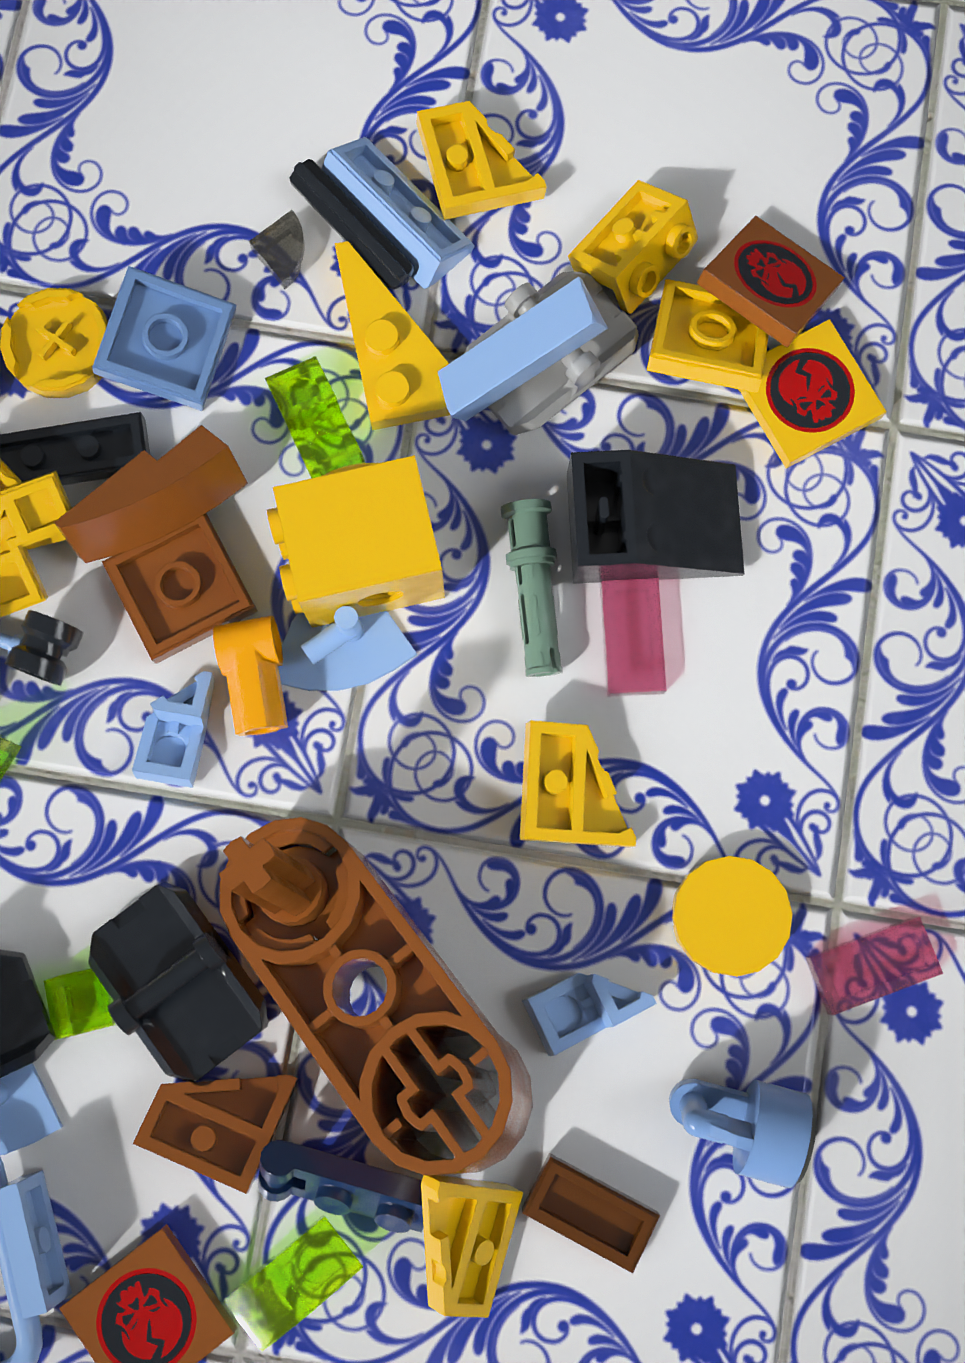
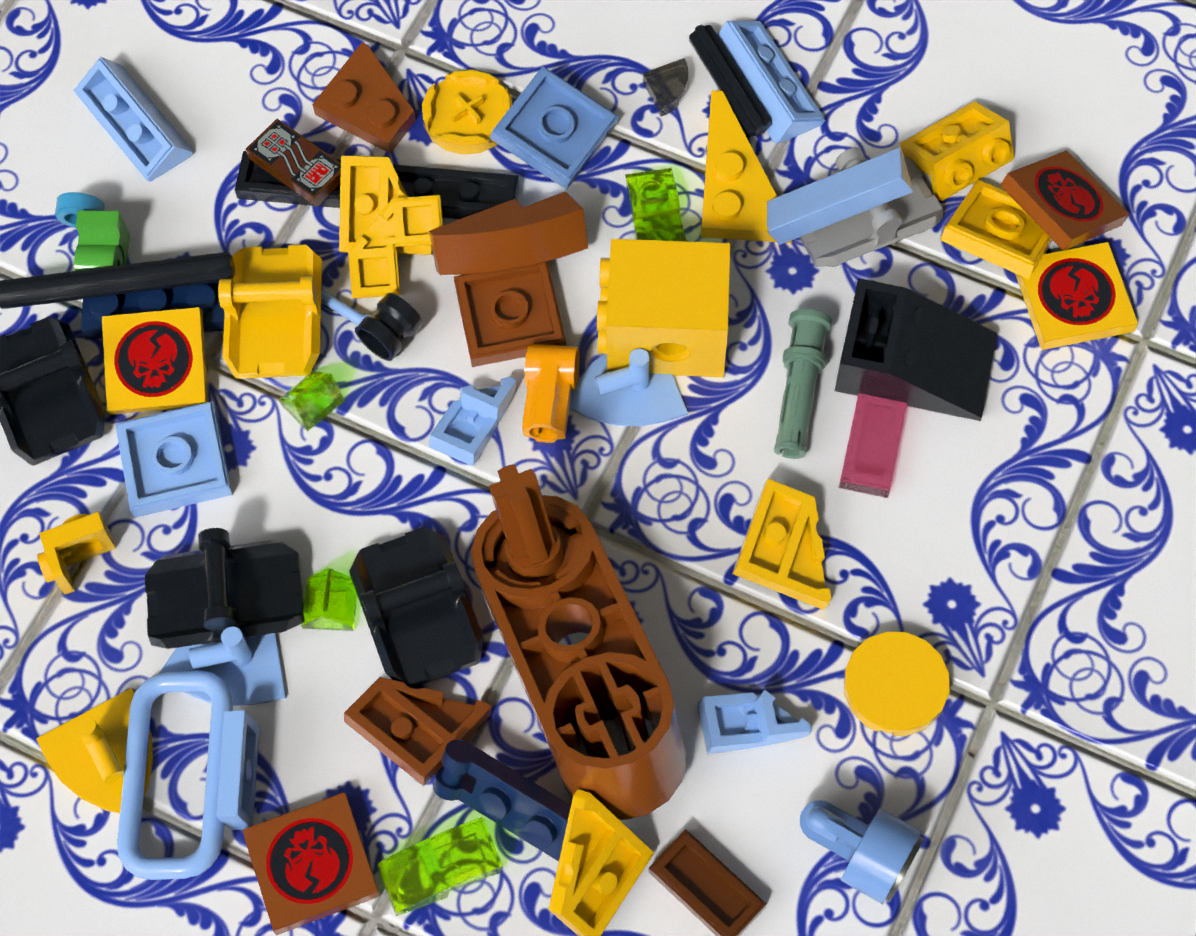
camera: 20 degrees right, 15 degrees down
(472, 163) = (841, 58): yellow wing -> none
(874, 965) = (1010, 758): clear pink tile -> none

